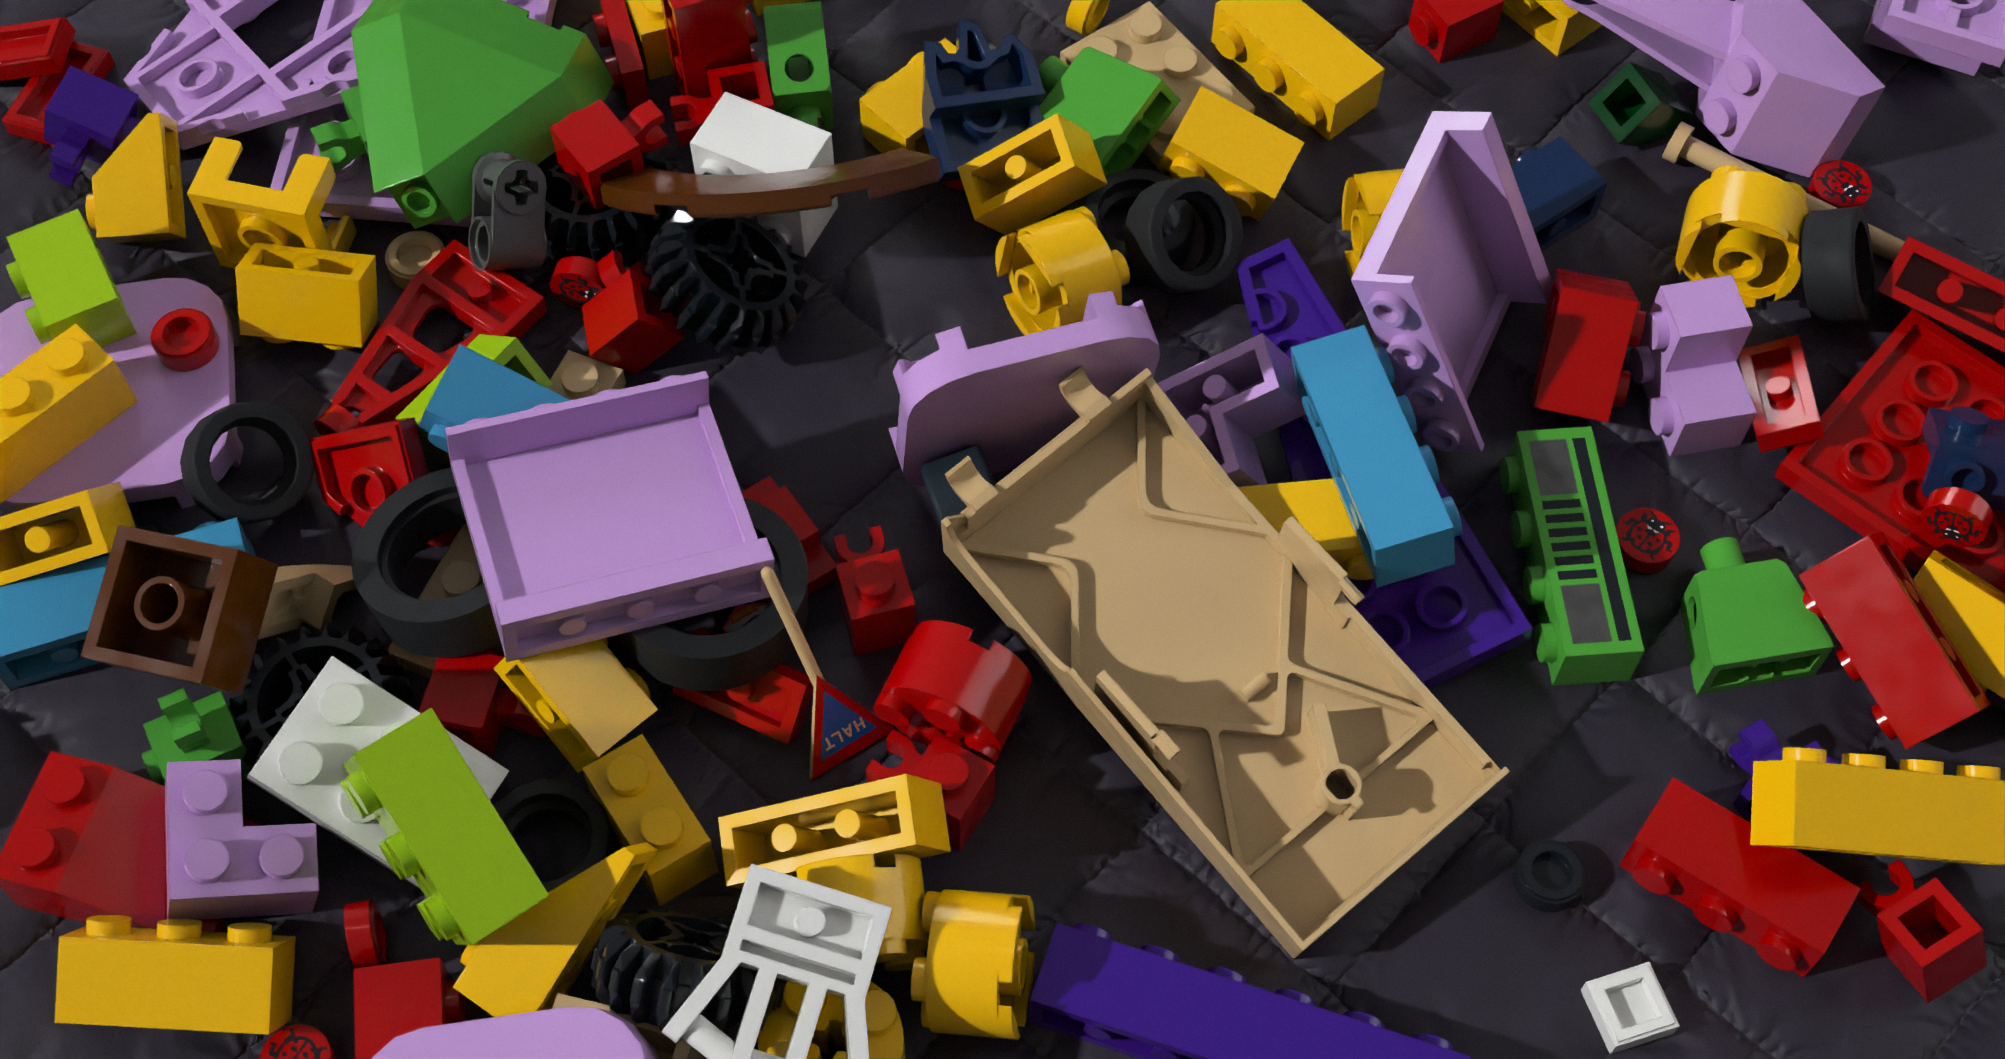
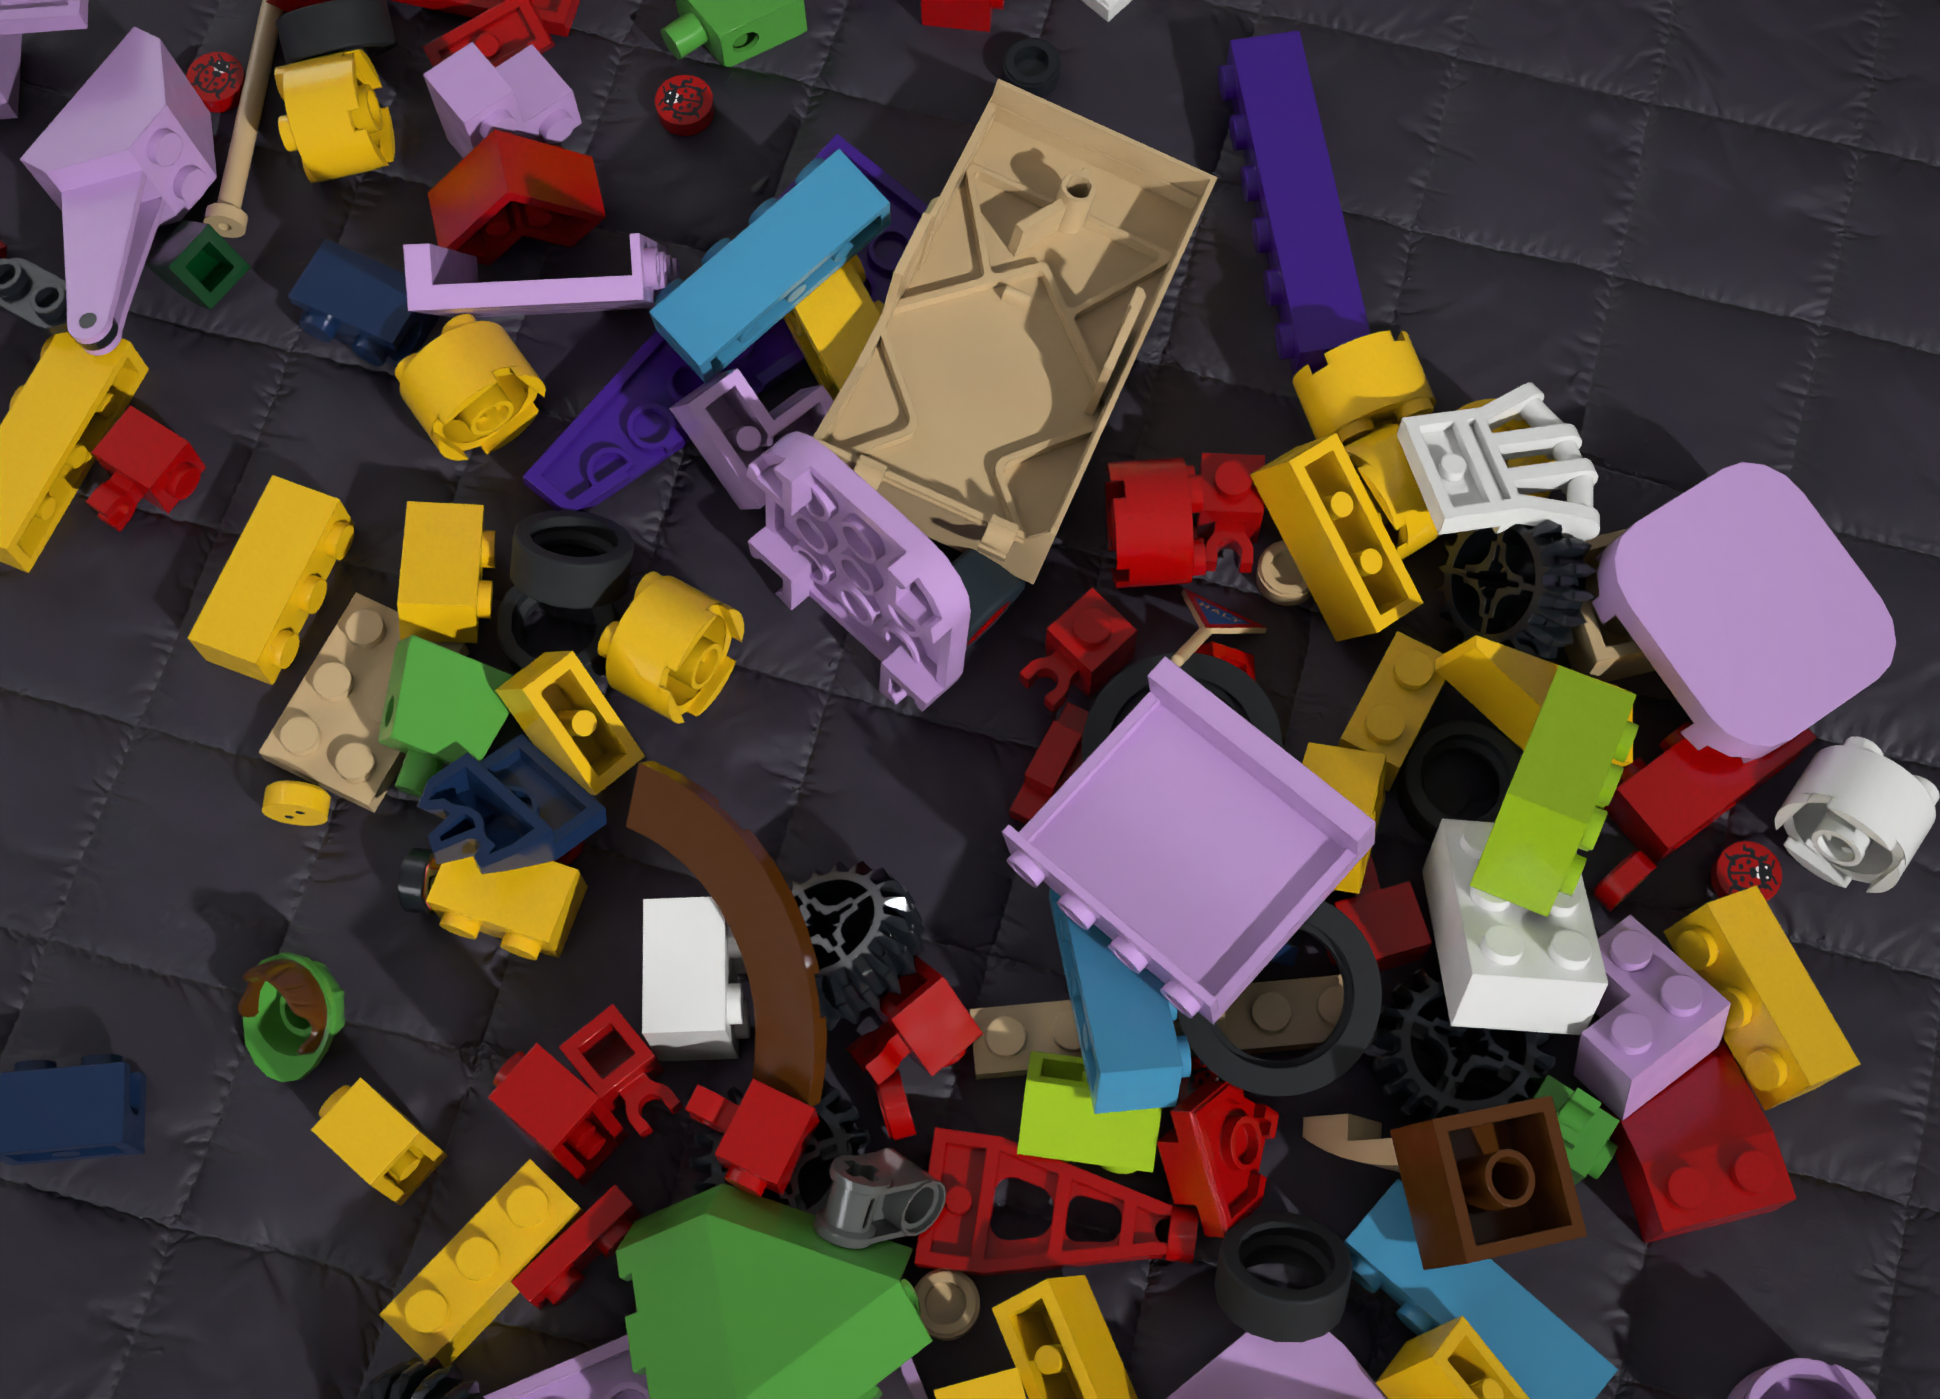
camera: 115 degrees left, 10 degrees up
(799, 83) = (542, 1011): bright green torso -> none
(1571, 557) = (735, 144): bright green brick -> none

